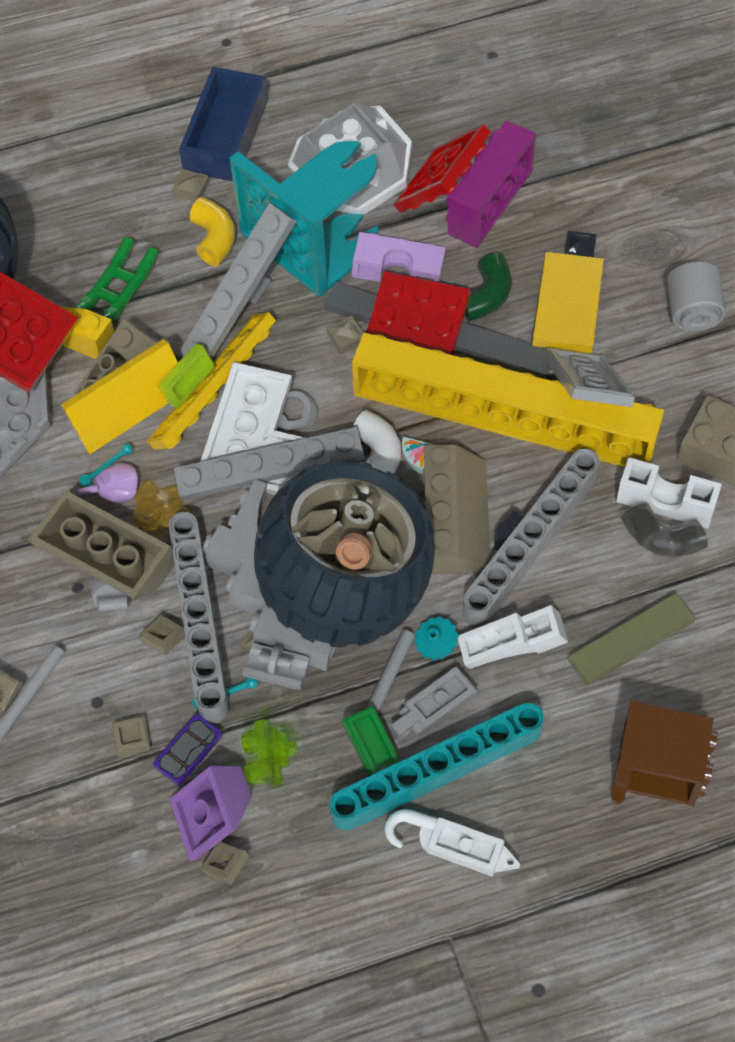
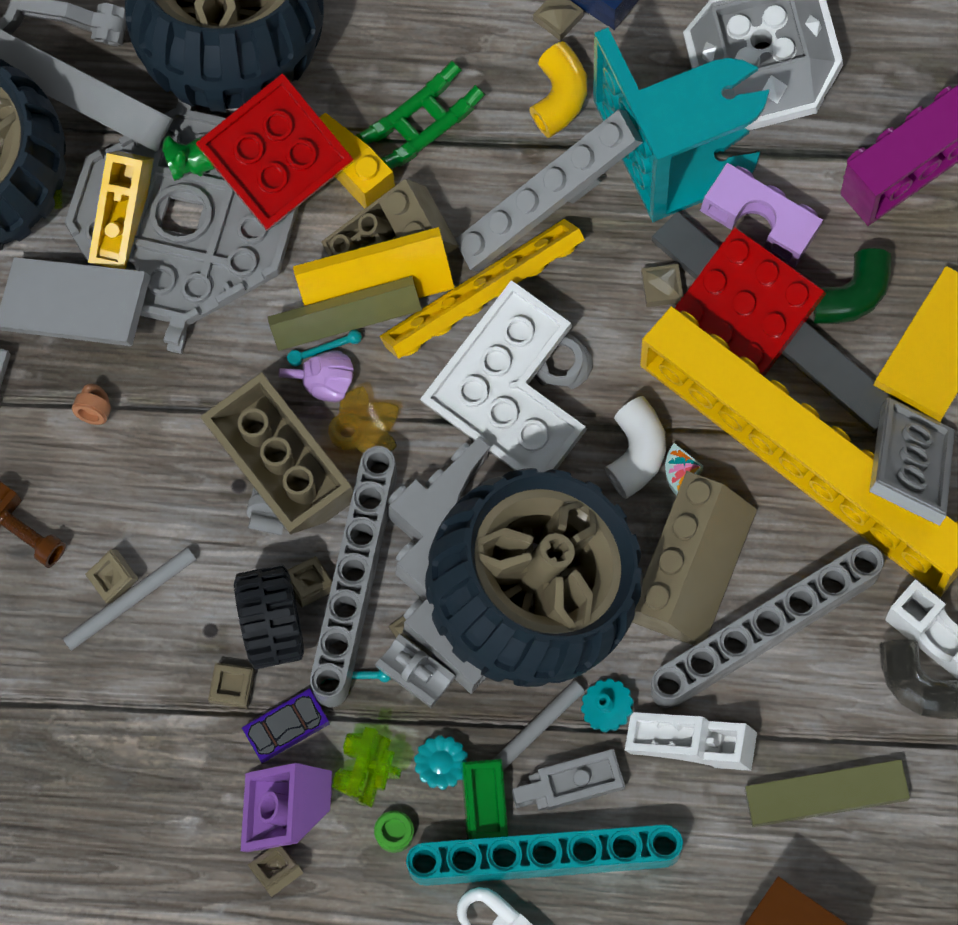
camera: 25 degrees right, 10 degrees up
(112, 432) = (344, 313): none -> olive tile
(143, 666) = (268, 616): none -> black tyre
(186, 375) = (453, 275): lime tile -> none
(267, 463) = (504, 423): light grey plate -> none
(309, 797) = (394, 831): none -> bright green tile
(324, 728) = (440, 762): none -> teal piece
(354, 551) = (530, 597): nougat tile -> none
(442, 169) = (863, 113): red plate -> none
(505, 529) = (739, 607): black tile -> none

